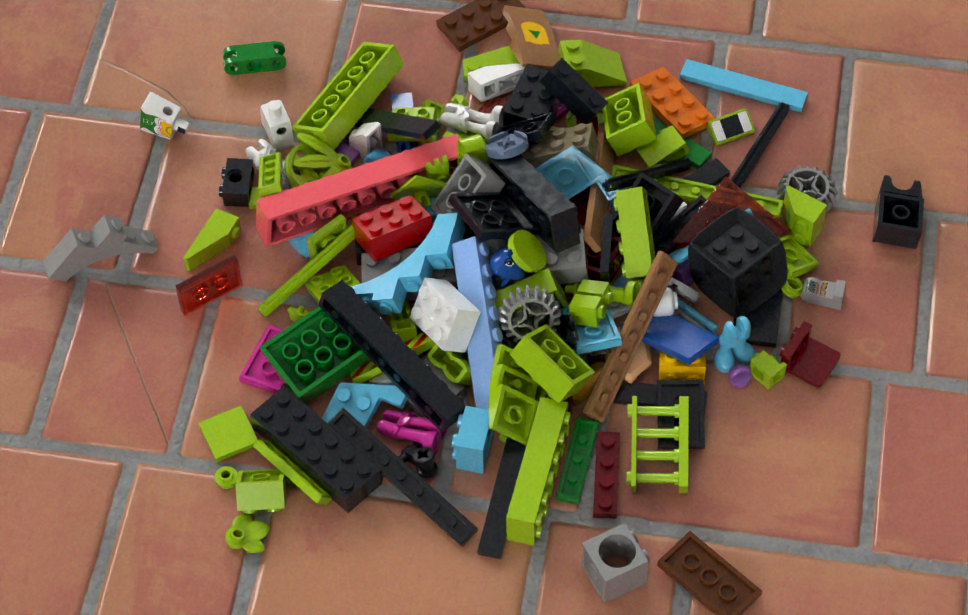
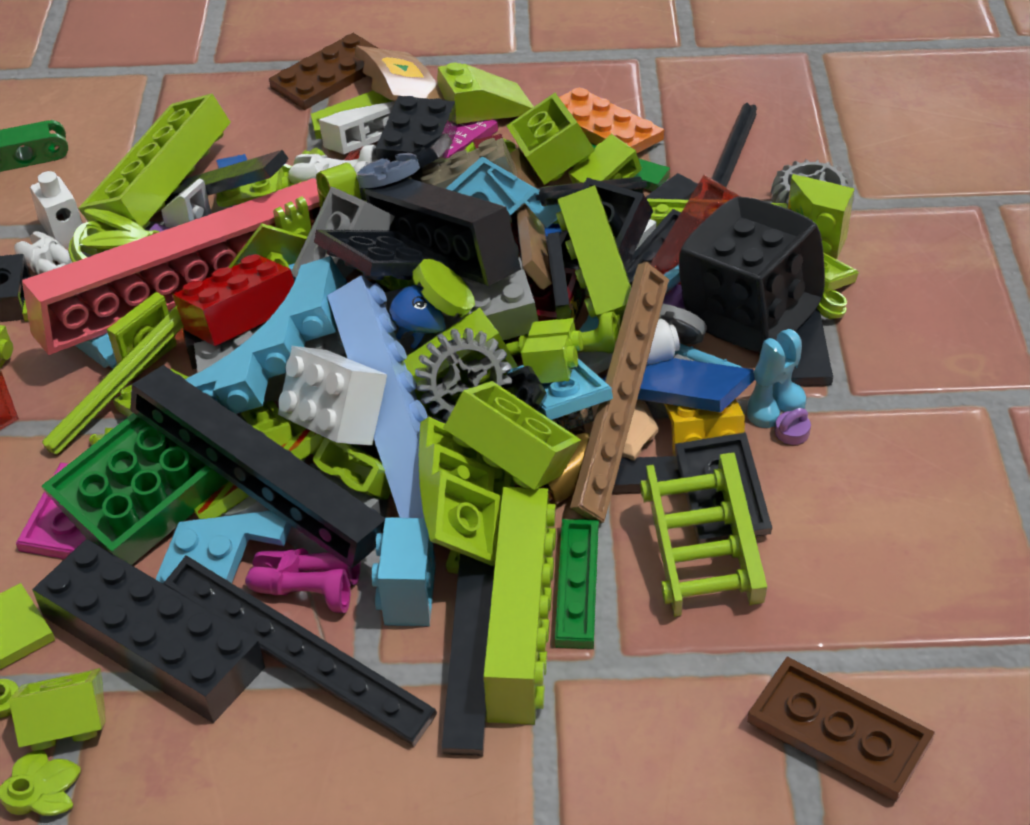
camera: 10 degrees left, 10 degrees down
(270, 174) = (46, 257): lime tile -> none
(293, 472) = (113, 670): lime tile -> none
(420, 457) = (326, 616): black piece -> none
(573, 91) = (467, 108): black brick -> none
(606, 475) = (628, 597): dark red plate -> none
(613, 581) = (672, 754): light grey brick -> none
(730, 127) = (686, 138): slope -> none
(743, 85) = (688, 95): medium azure tile -> none
(767, 369) = (832, 410): lime brick -> none
(808, 357) = (885, 388): dark red bracket -> none
(823, 292) = (879, 305): light grey leg -> none
(898, 215) = (948, 200): black brick -> none

